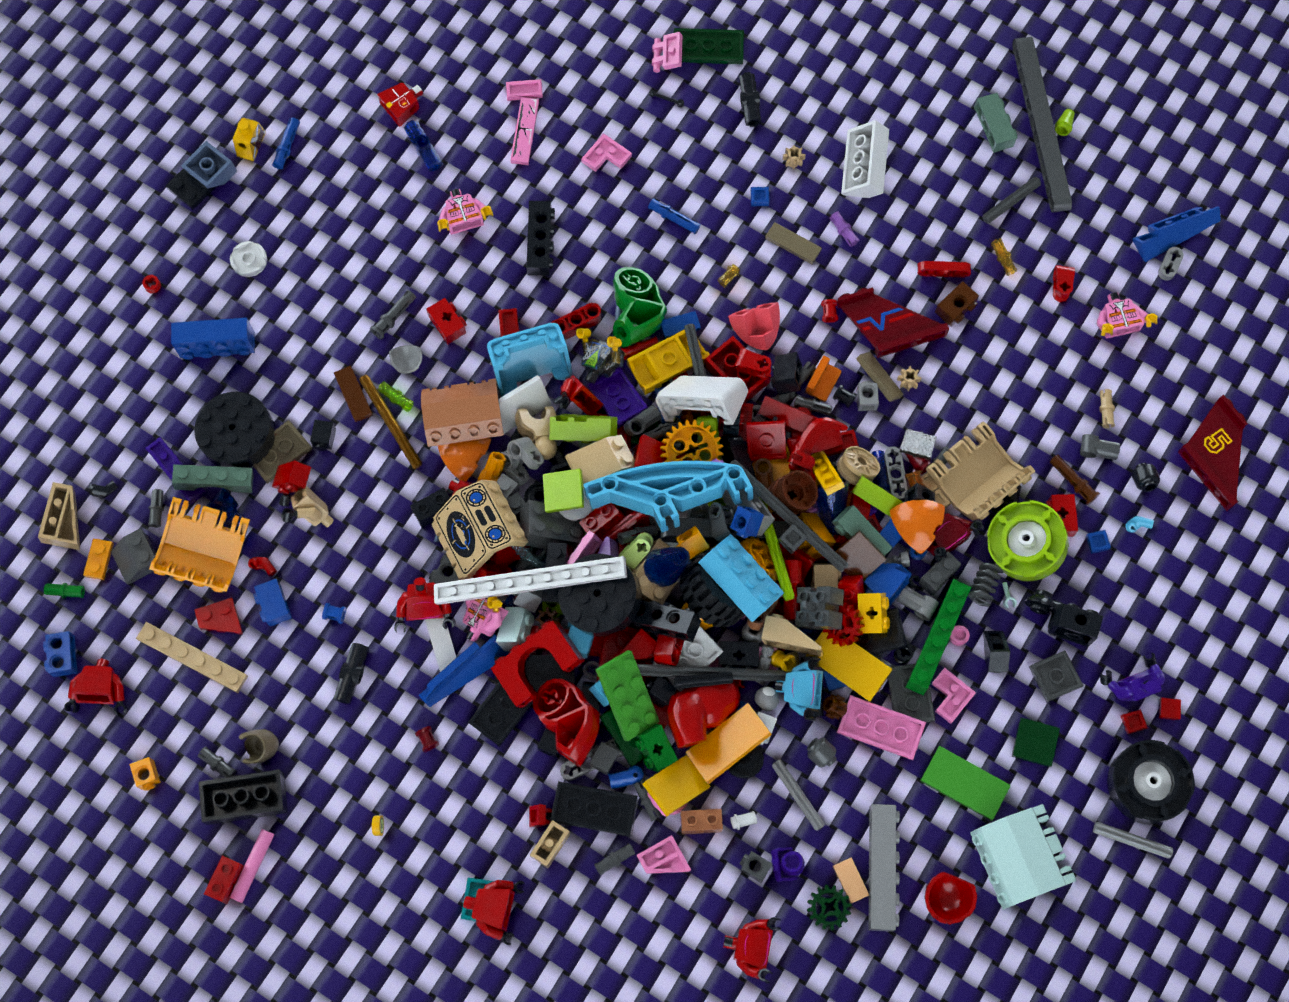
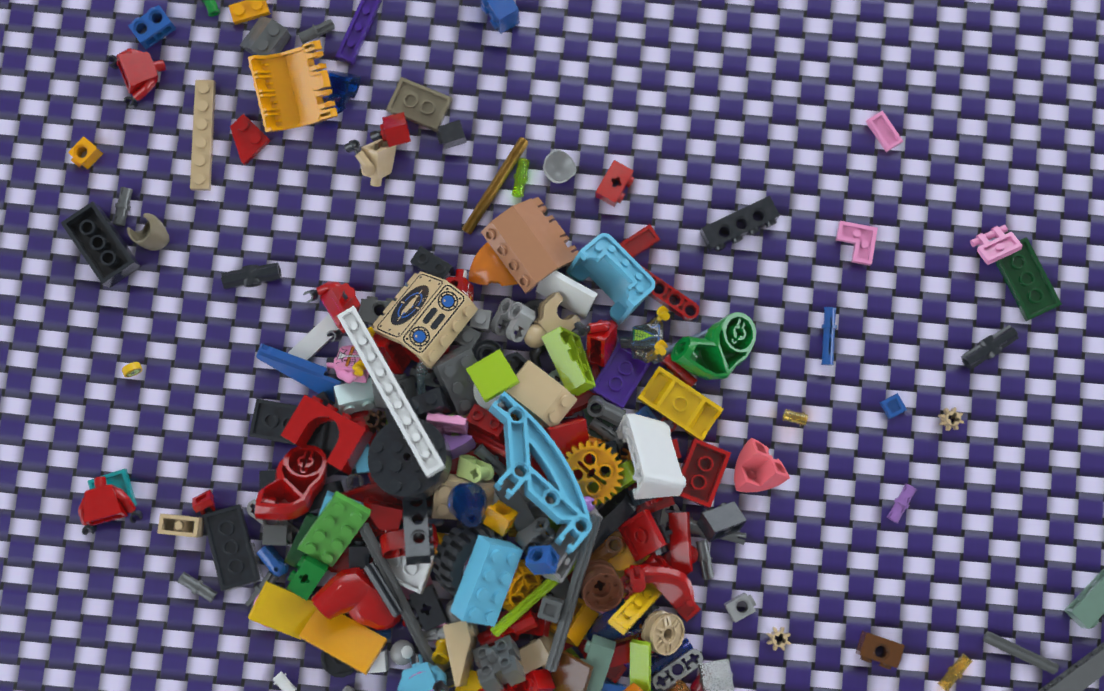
camera: 65 degrees right, 10 degrees up
(224, 880) = (27, 267): red brick -> none
(230, 478) = (362, 63): sand green arch -> none
(234, 430) = (416, 57): black piece -> none
(251, 866) = (51, 283): bright pink piece -> none
(262, 563) = (312, 147): red arm -> none
(272, 602) = (280, 175): blue brick -> none
(334, 613) = (297, 232): blue bush -> none
(353, 394) = (504, 139): reddish brown tile -> none
(388, 320) = (587, 131): dark grey pin -> none
(400, 102) = (809, 26): red torso -> none
(427, 739) = (225, 371): dark red bush -> none
(428, 152) = (781, 62): clear blue piece -> none
(462, 213) = (726, 141): bright pink torso -> none
(493, 467) = (491, 300): light orange piece -> none
(524, 131) = (842, 154): bright pink tile -> none
(663, 858) = (218, 629): bright pink wing -> none
(676, 324) = (722, 396): blue tile -> none
(680, 103) = (950, 282): black hinge -> none
(695, 350) = (697, 425): dark grey axle -> none
(701, 821) = (263, 647): nougat brick -> none
(751, 363) = (709, 482): red piece -> none
(793, 243) = (861, 461): dark tan tile -> none
(823, 380) = (736, 557): orange panel -> none
(829, 310) = (808, 529): red bush -> none
(844, 396) = (733, 581): black bush -> none
(865, 160) = (984, 489): white slope -> none
(879, 376) = (766, 609): dark tan tile -> none
(887, 324) = (824, 591): dark red piece -> none
(944, 269) = (910, 620): red beam -> none

